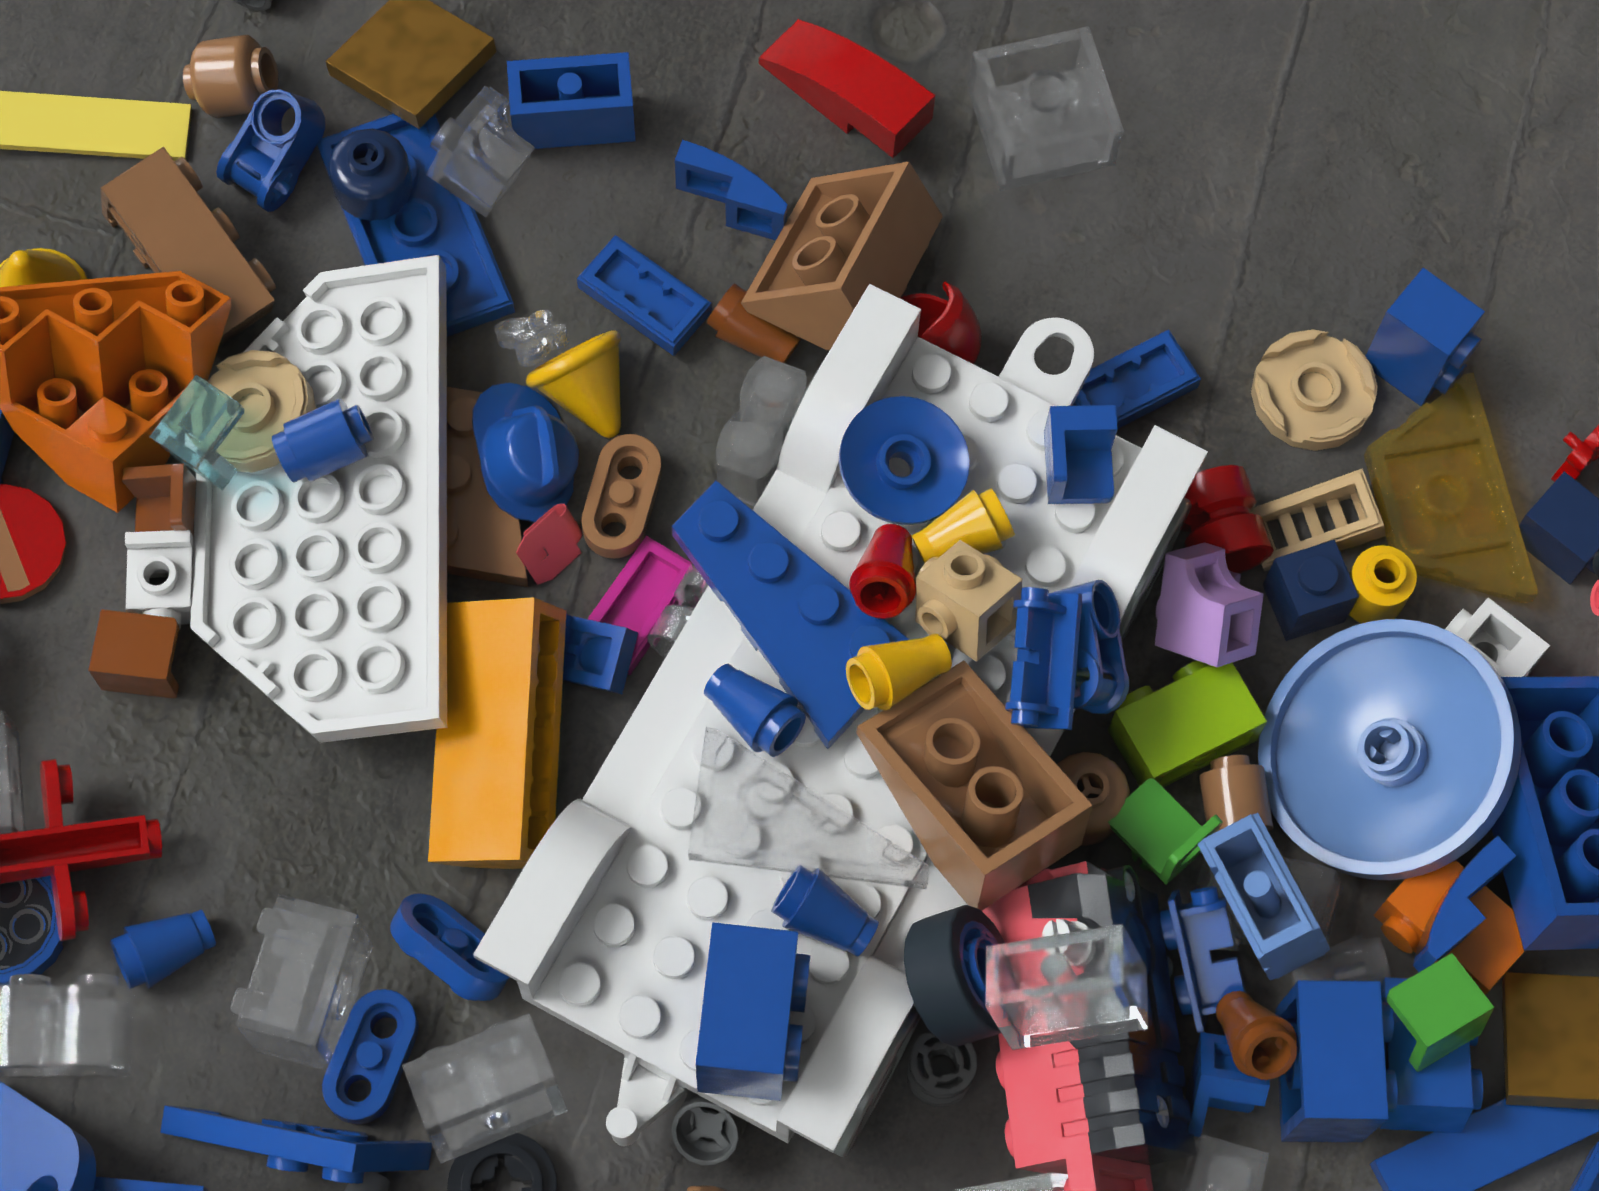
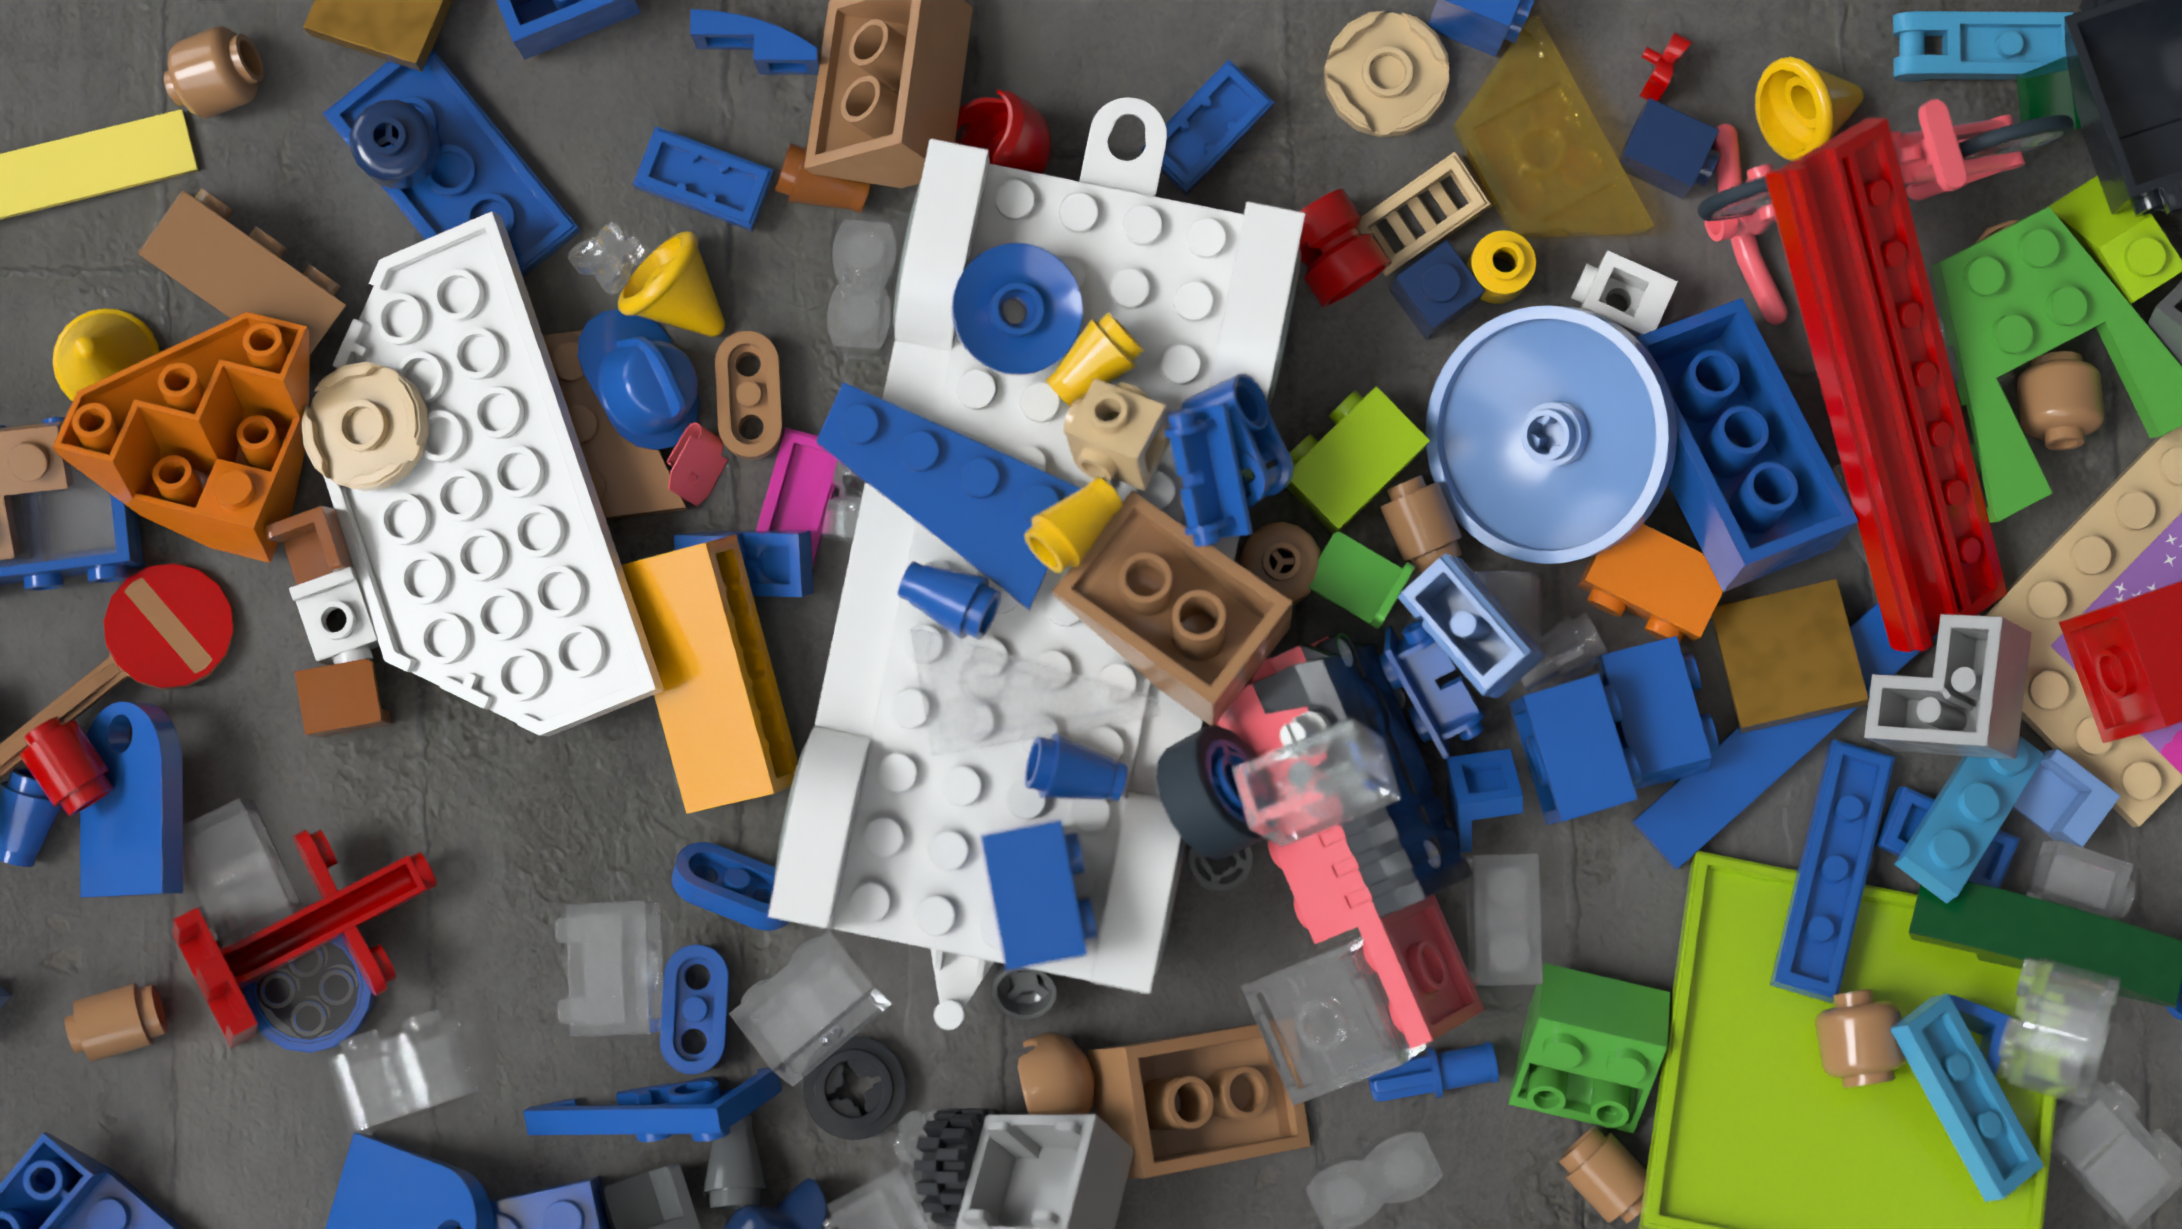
camera: 15 degrees left, 15 degrees up
(160, 947) = (467, 968): blue cone -> none
(198, 427) = (327, 472): clear light blue panel -> none
(266, 155) = (282, 150): blue piece -> none
(322, 441) = (448, 445): blue brick -> none
(479, 153) = (494, 83): clear brick -> none
(885, 574) = (1033, 429): red cone -> none
(1080, 454) = (1183, 248): blue panel -> none
(1205, 608) = (1343, 349): lavender brick -> none
(1257, 1038) = (1499, 754): dark orange cone -> none
(1440, 1010) = (1658, 680): bright green panel -> none
(1455, 914) = (1649, 586): blue slope -> none

